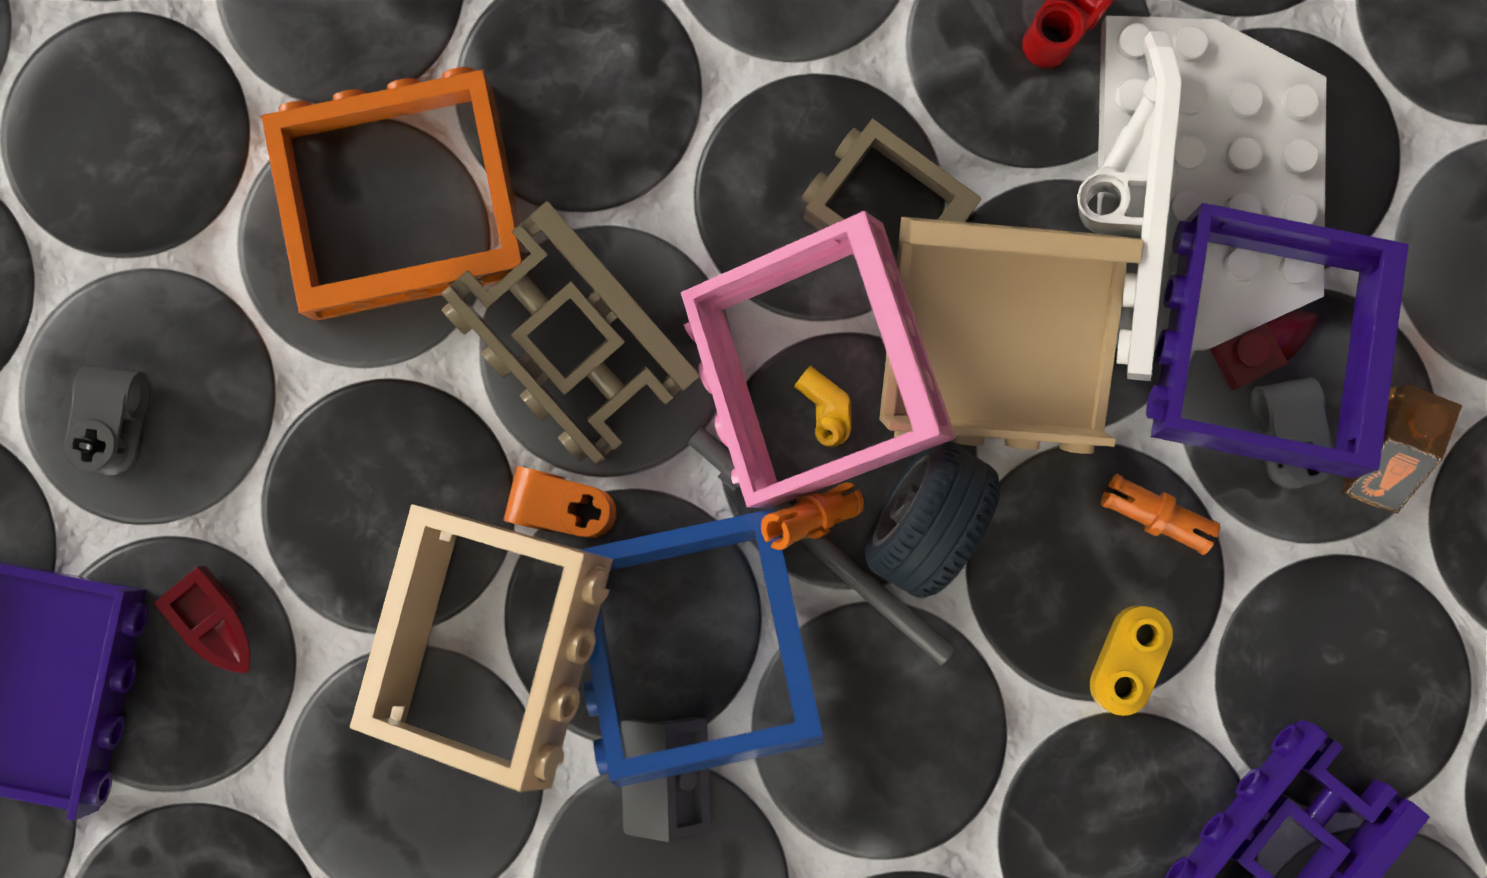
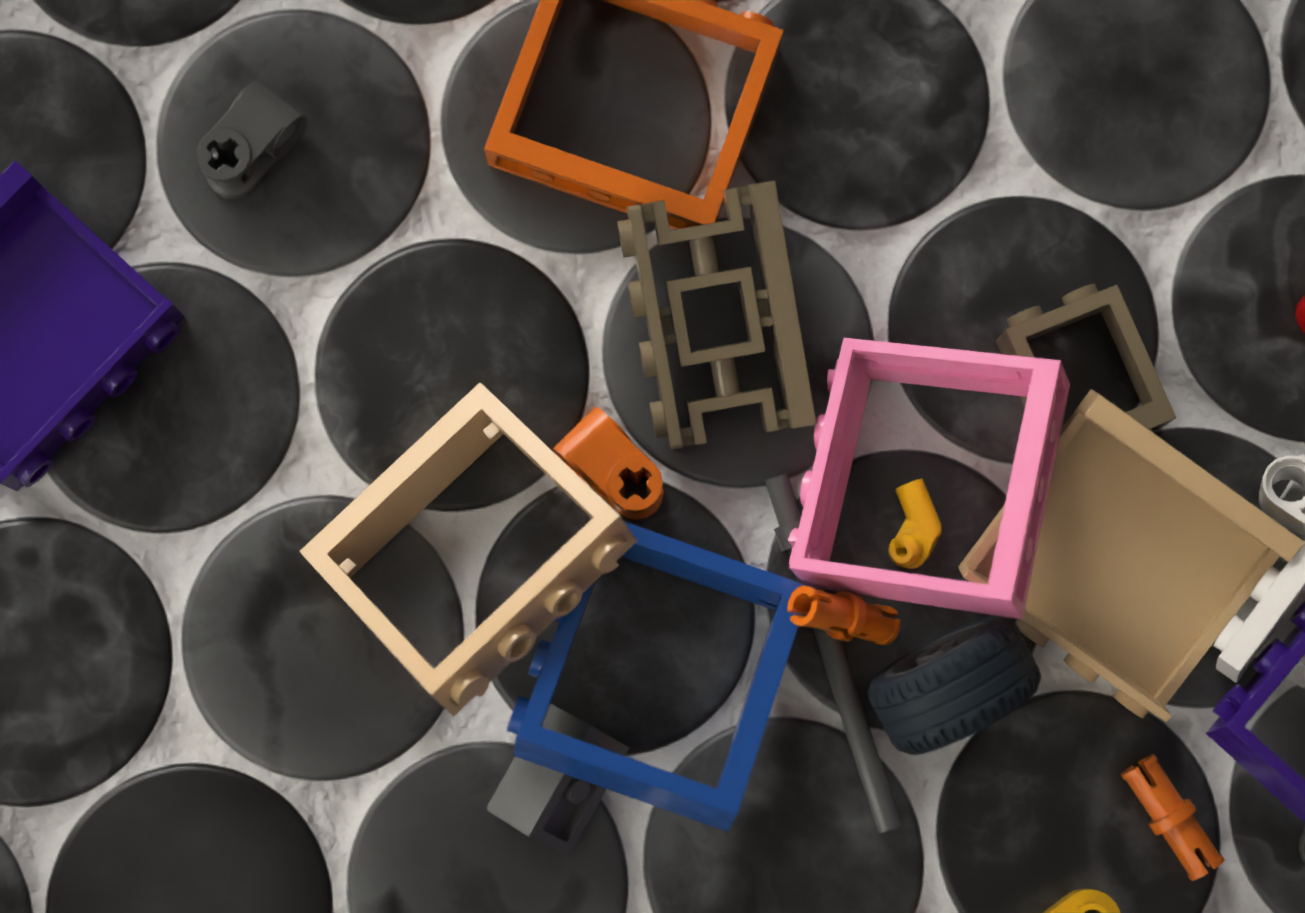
camera: 25 degrees right, 5 degrees down
(207, 620) = (226, 377): dark red plate -> none

